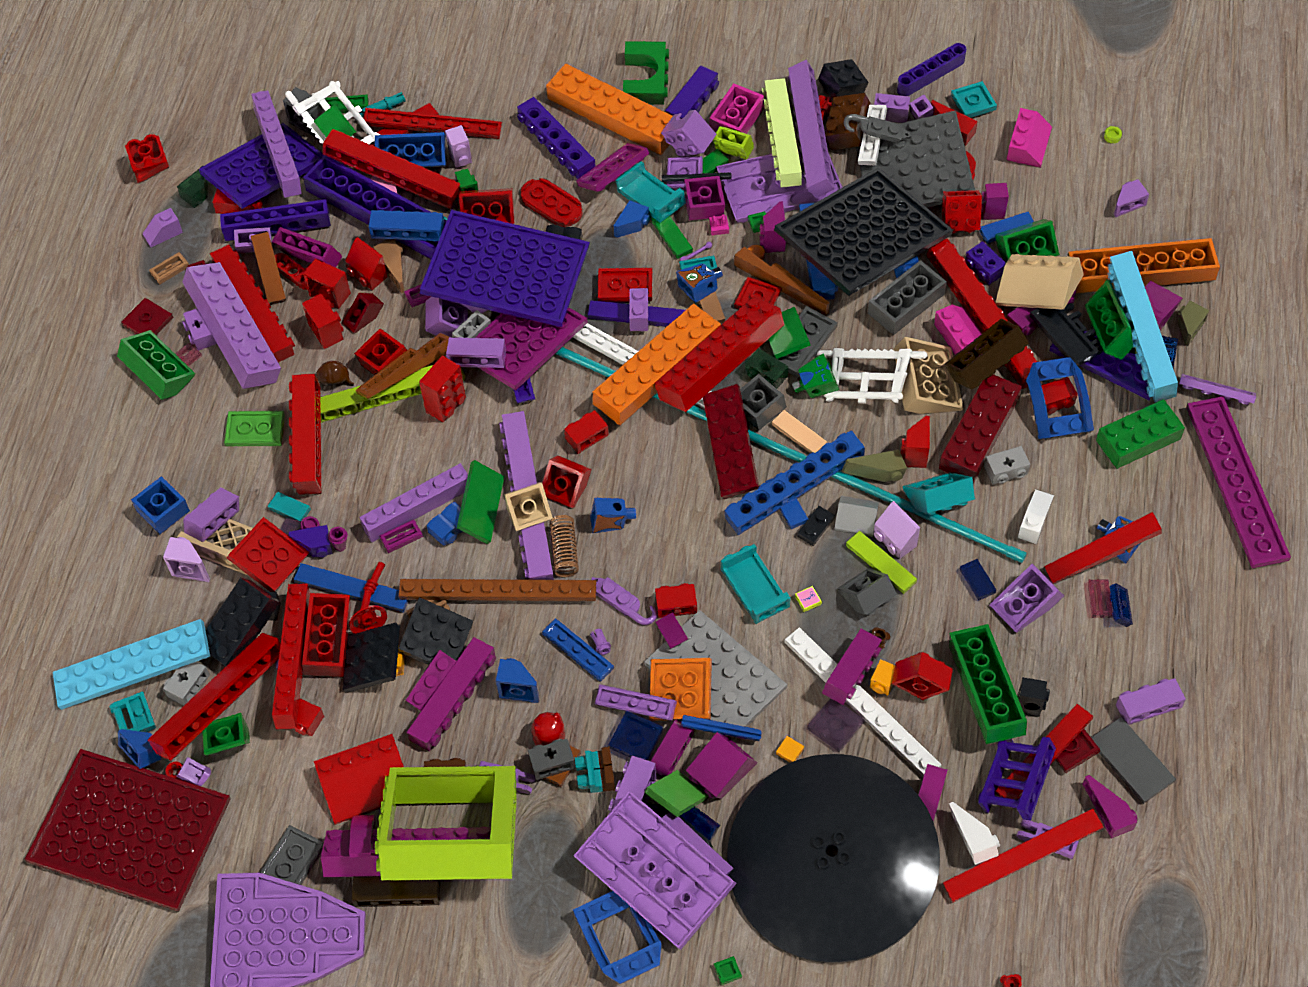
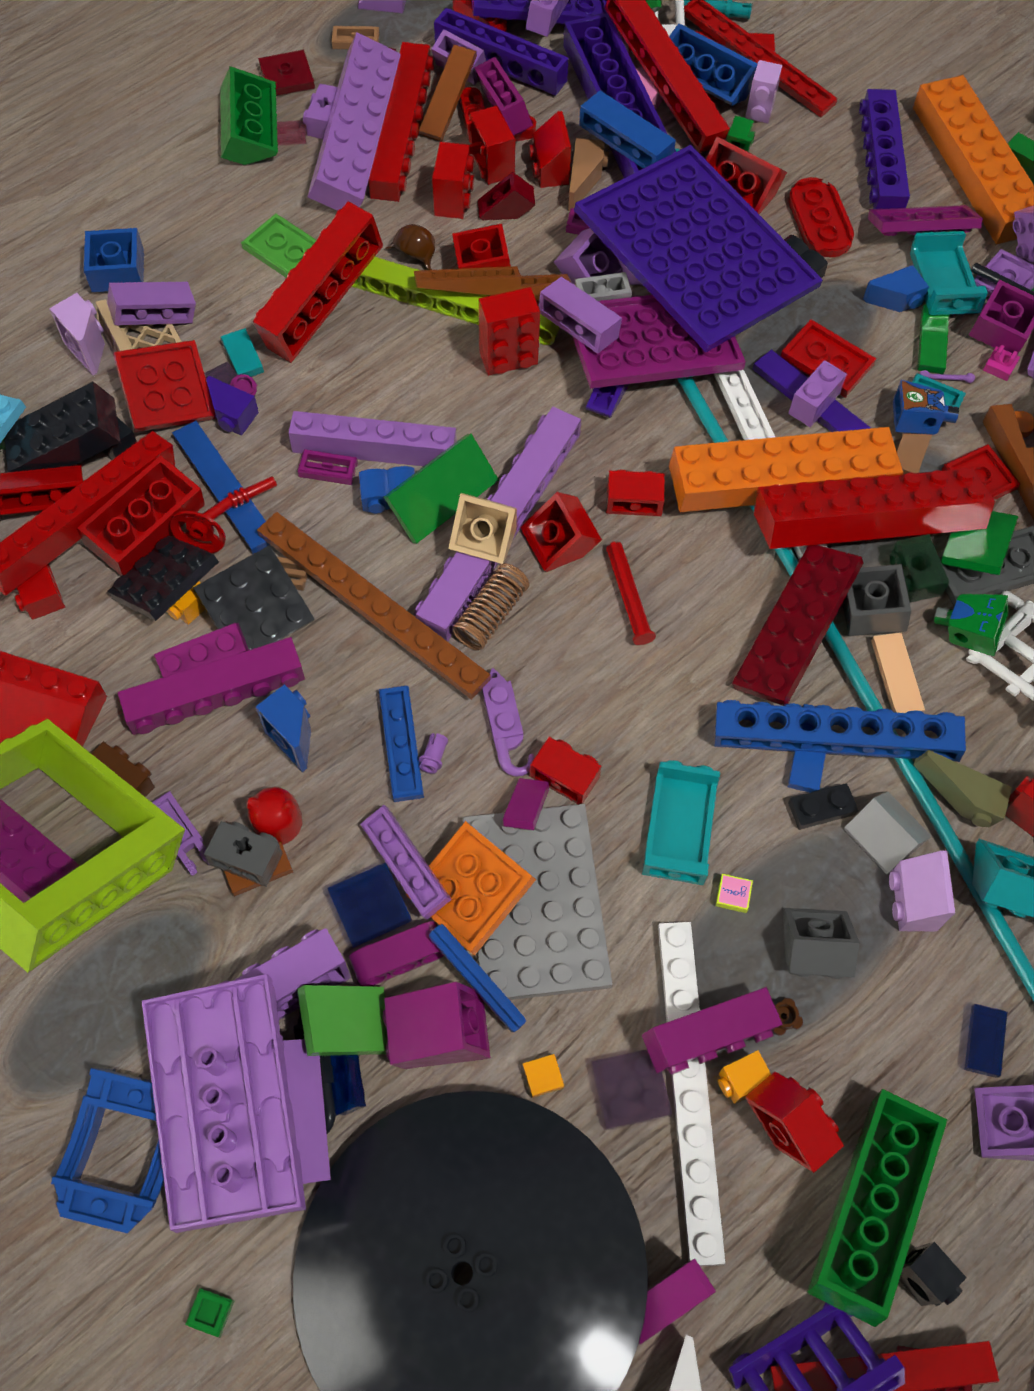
camera: 35 degrees right, 5 degrees up
(338, 538) = (253, 419): magenta cone -> none
(599, 768) = (288, 911): teal hips -> none
(610, 514) = (576, 608): blue torso -> none
(629, 487) = (630, 595): none -> red axle
(881, 561) = (871, 918): lime tile -> none

